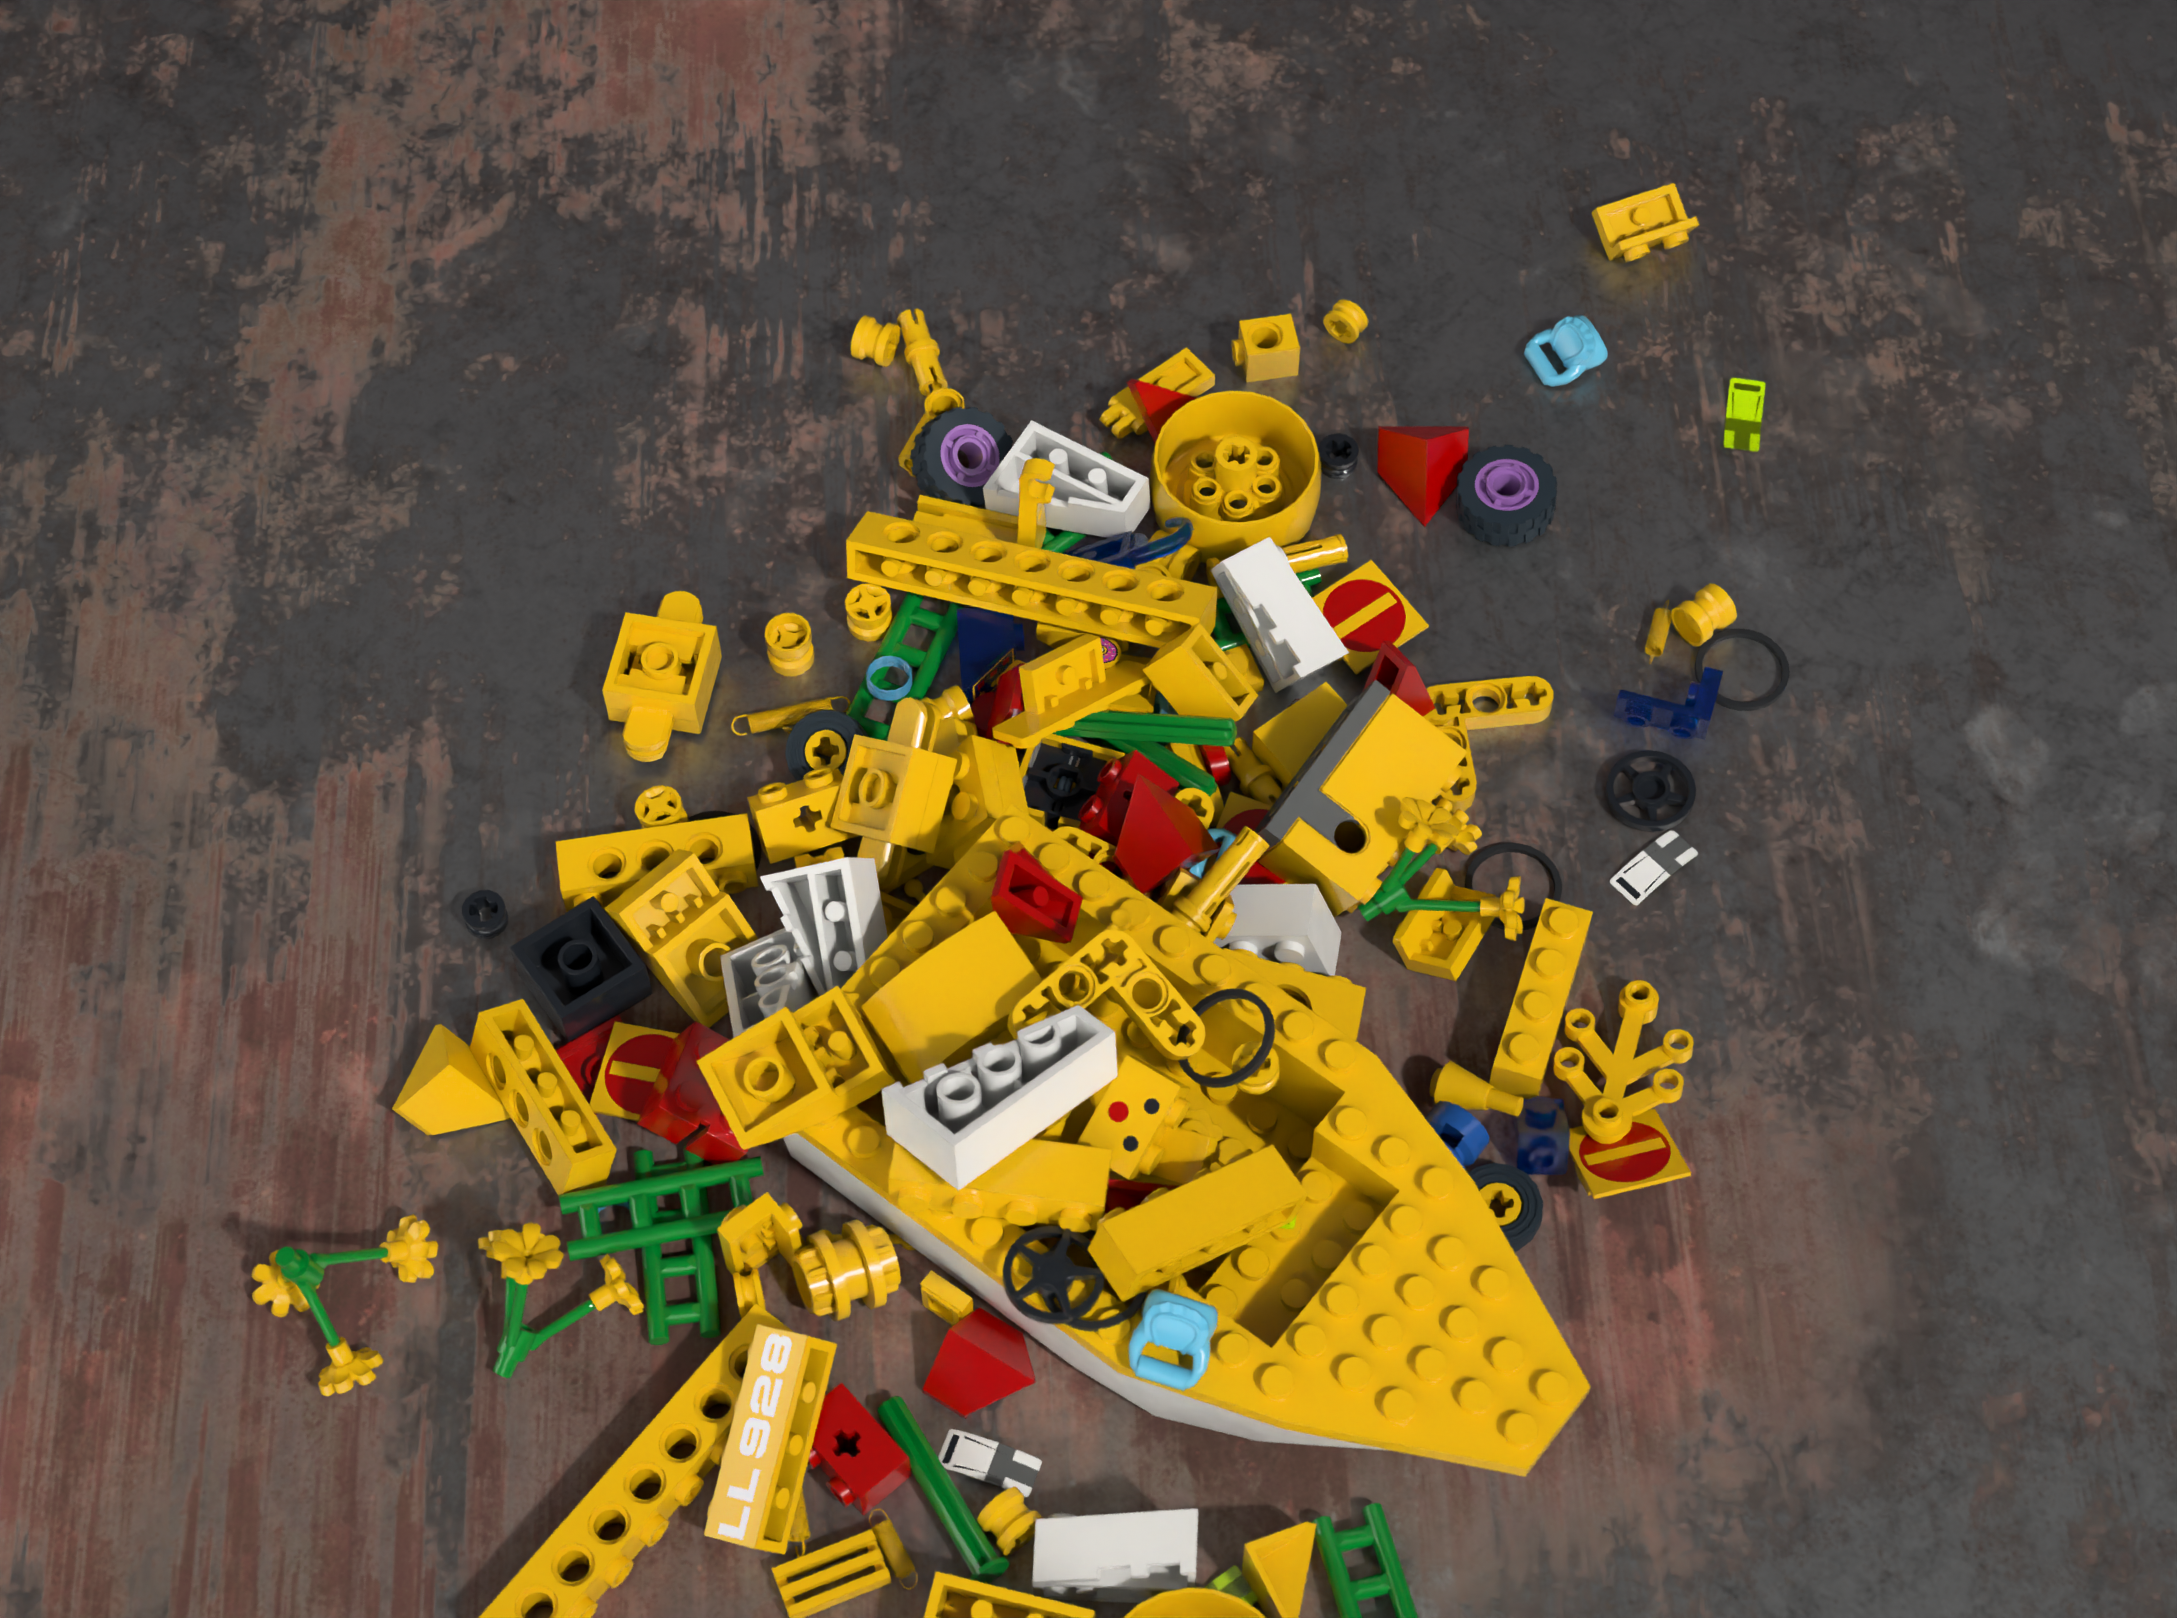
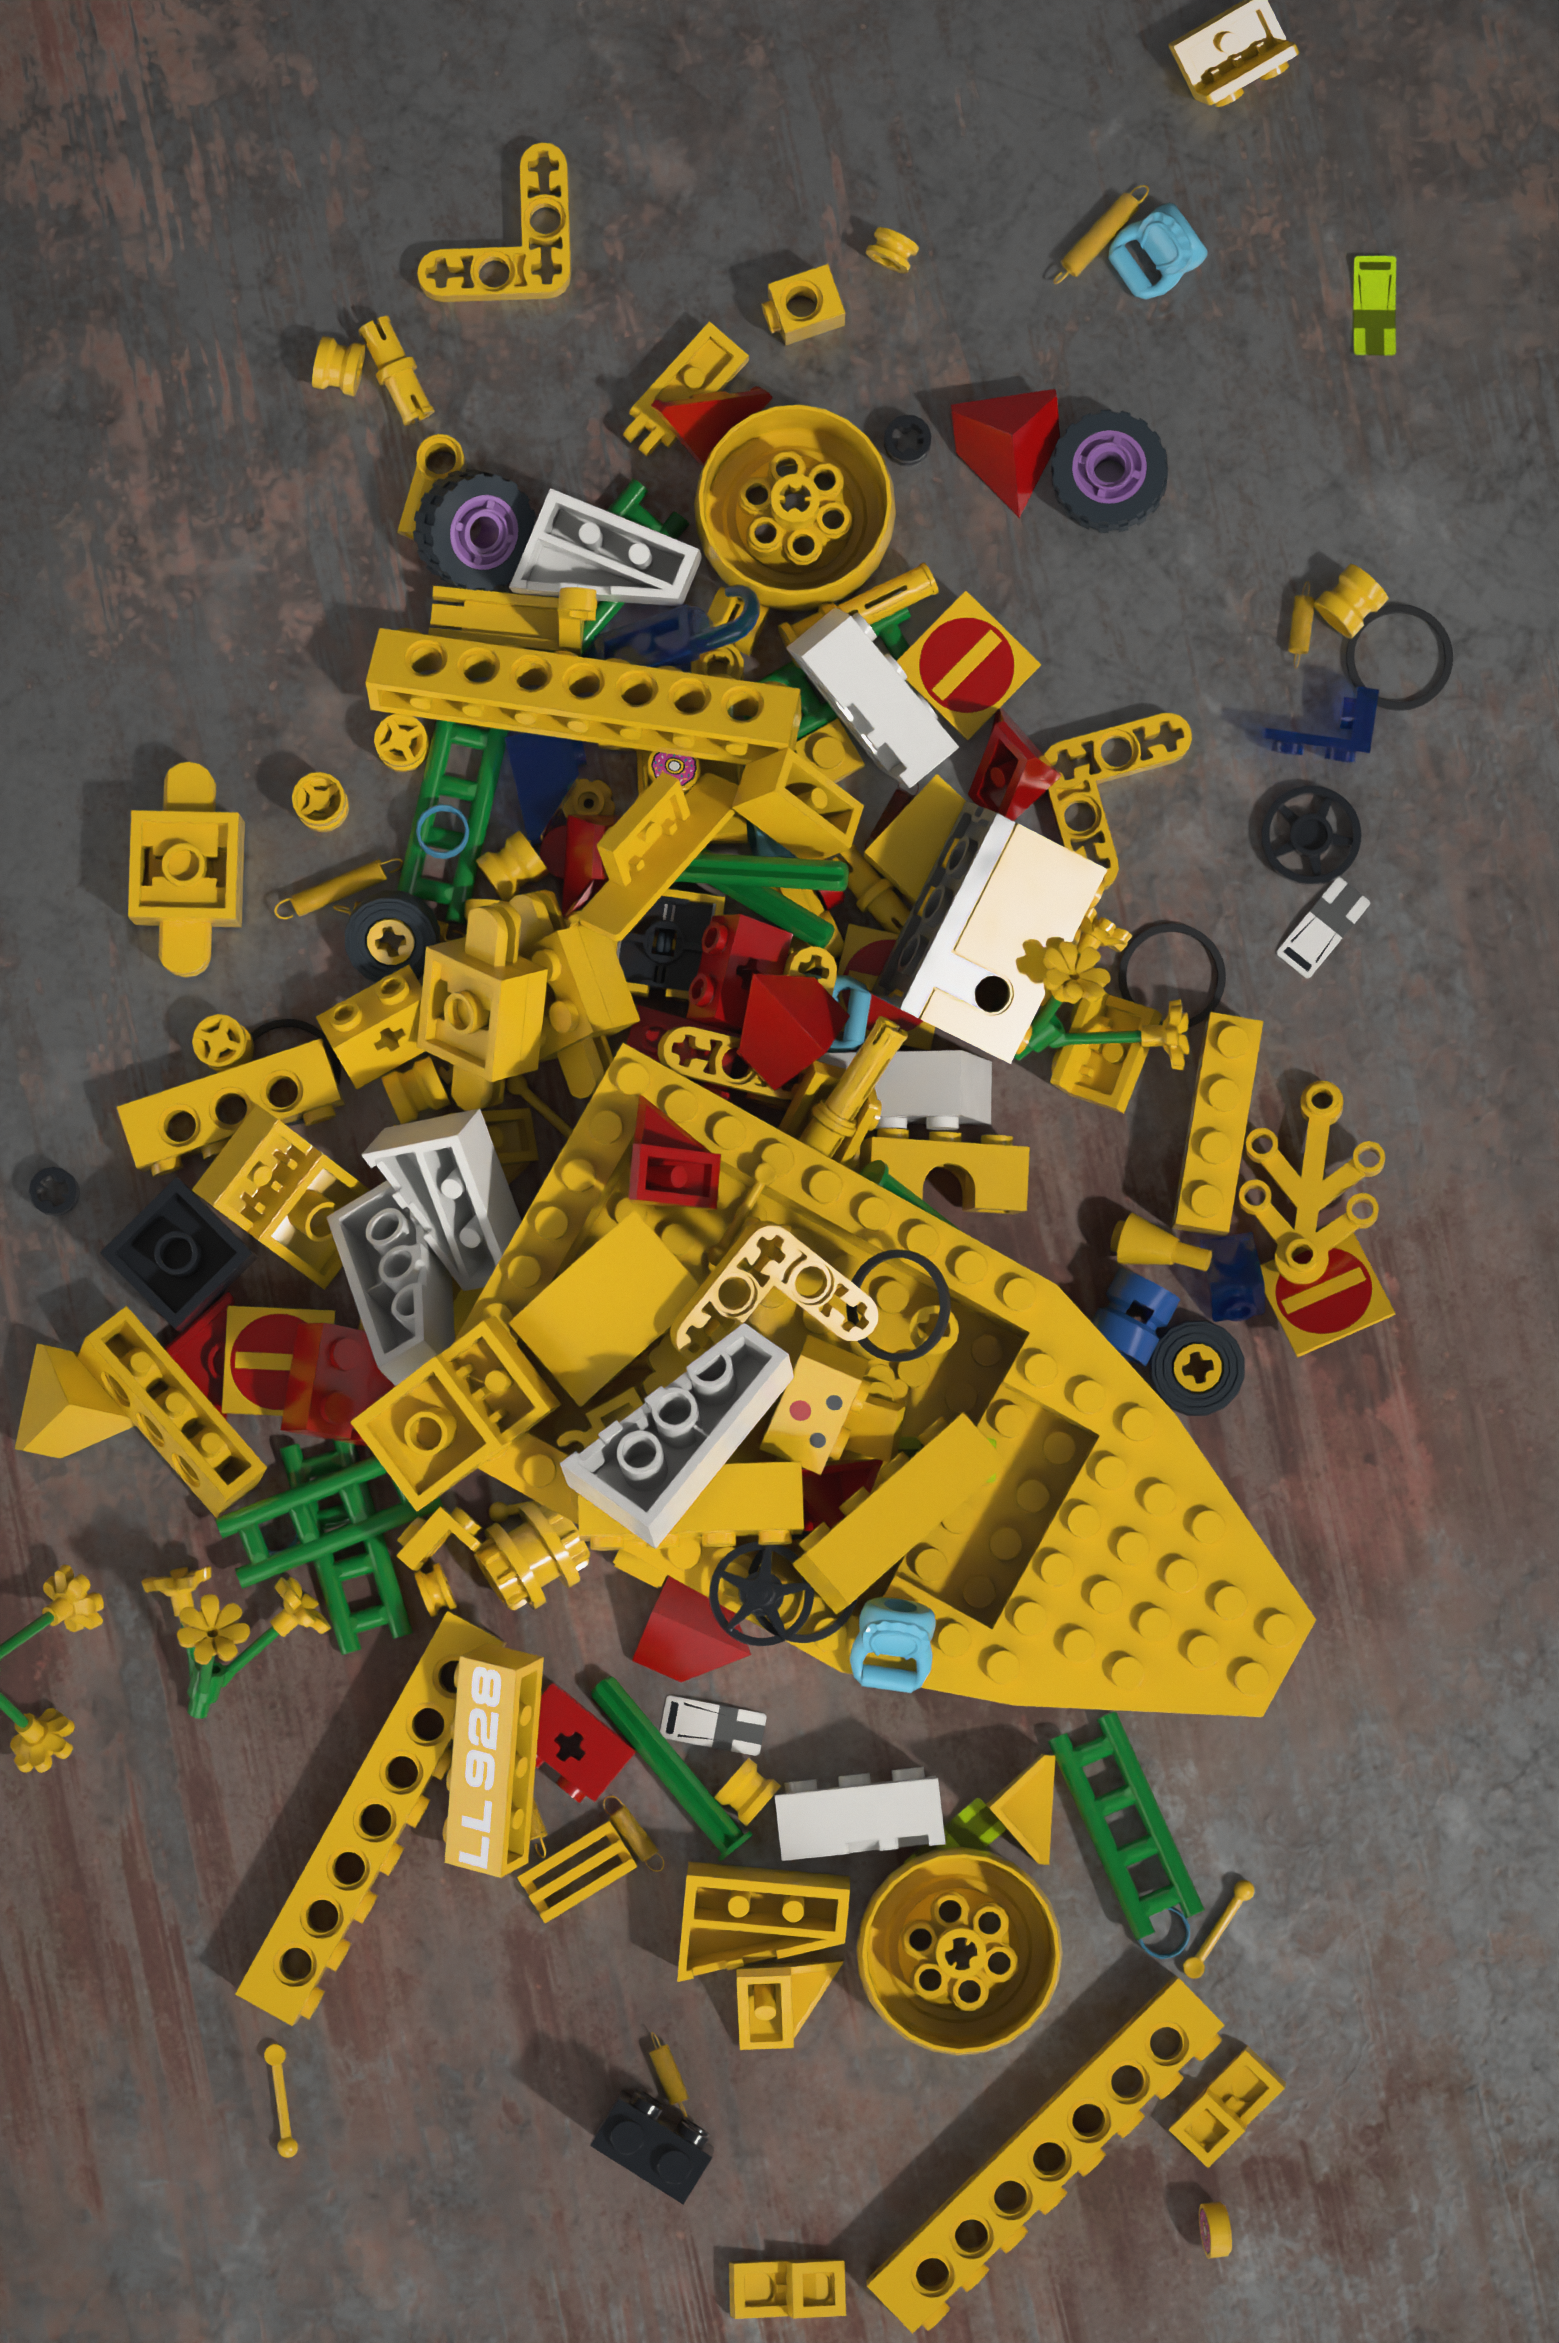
camera: 10 degrees left, 25 degrees up
(1041, 294) = (519, 260): none -> yellow beam
(1519, 336) = (1100, 234): none -> yellow piece

